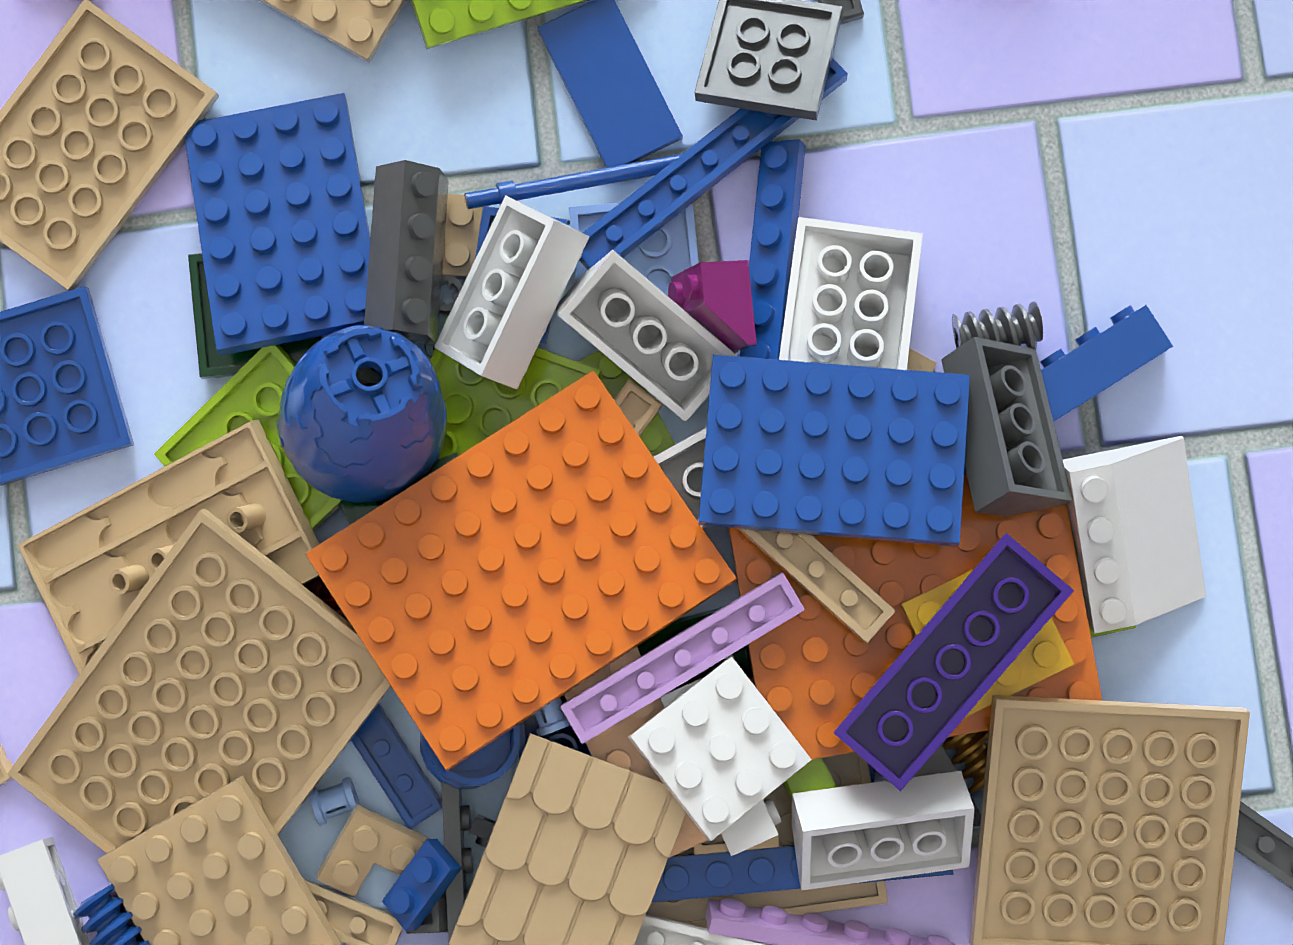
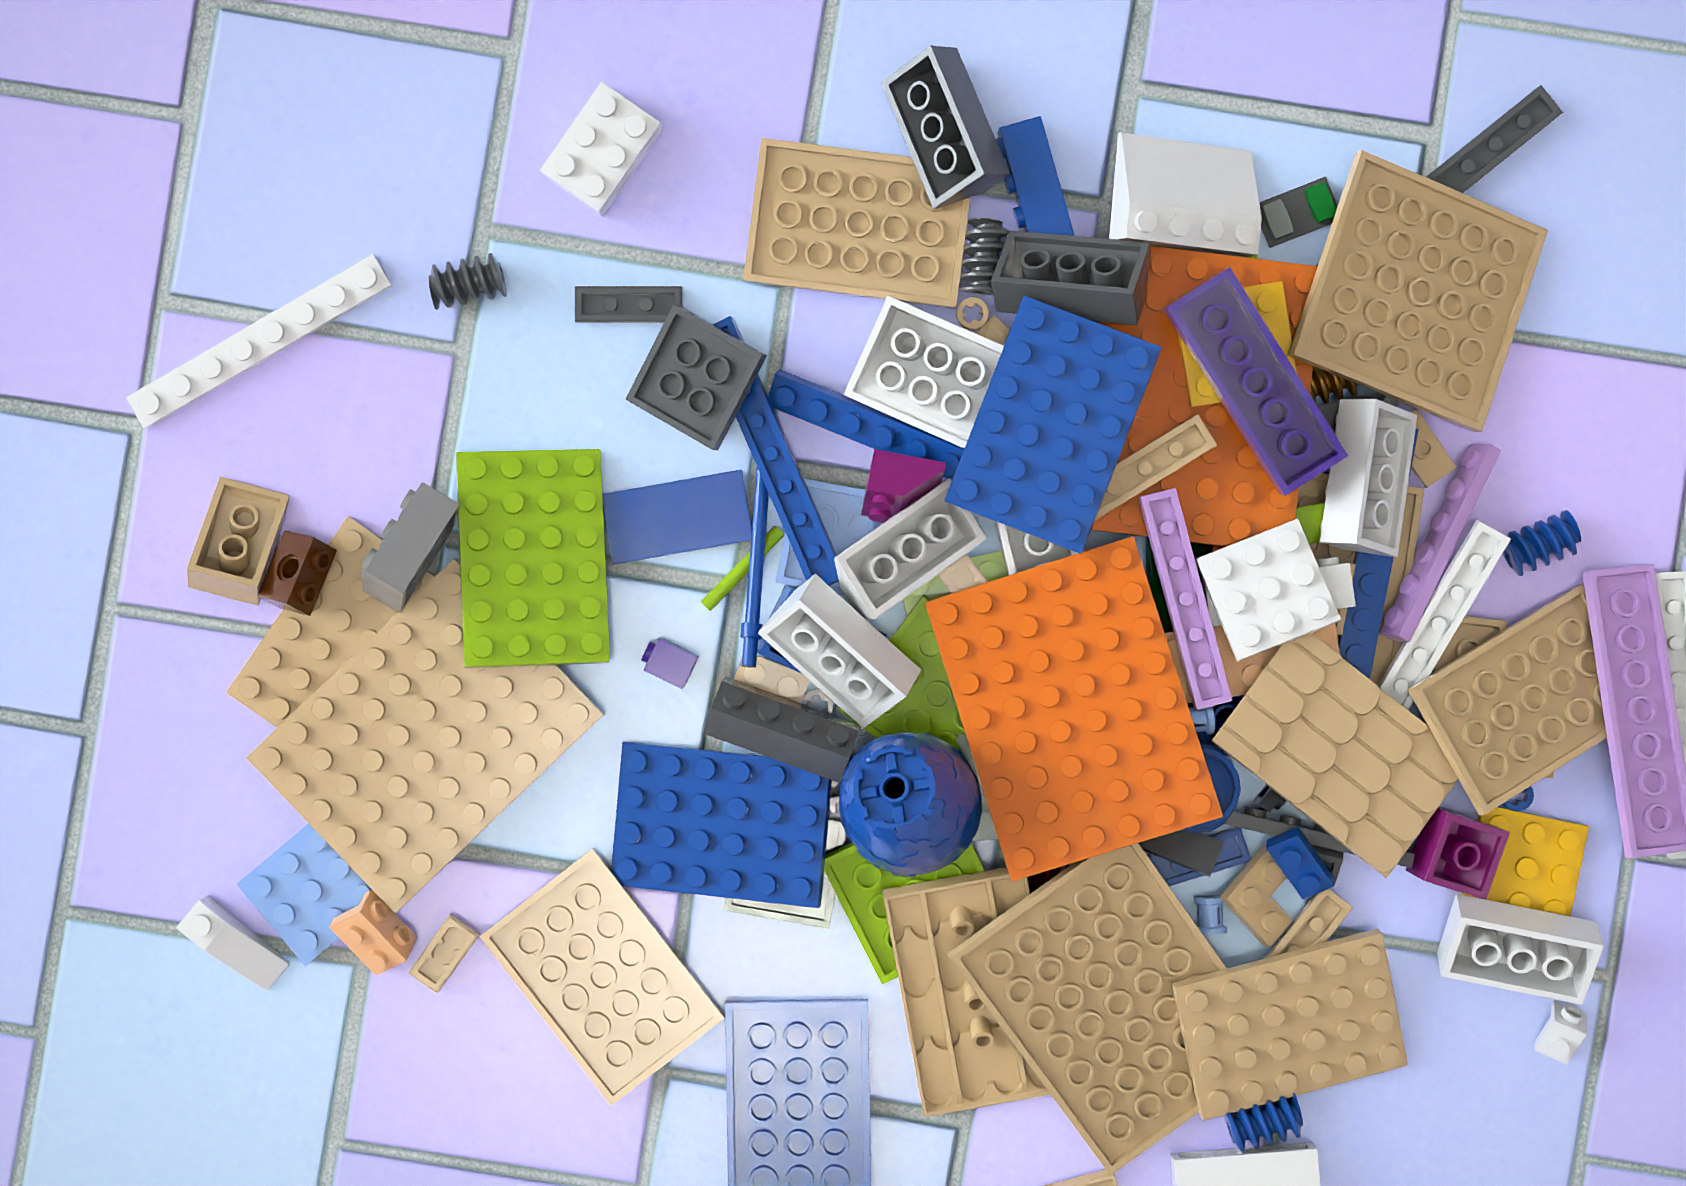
camera: 75 degrees left, 5 degrees up
(400, 751) = (1186, 849): none -> dark grey tile
(446, 118) = (669, 662): none -> brick
(567, 166) = (713, 598): none -> lime bar
(926, 896) = (1430, 458): none -> tan plate
(941, 334) = (970, 302): none -> tan bush
(992, 185) = (852, 226): none -> tan plate
(1128, 245) = (945, 126): none -> dark grey slope
(1153, 666) = (1297, 212): none -> piece

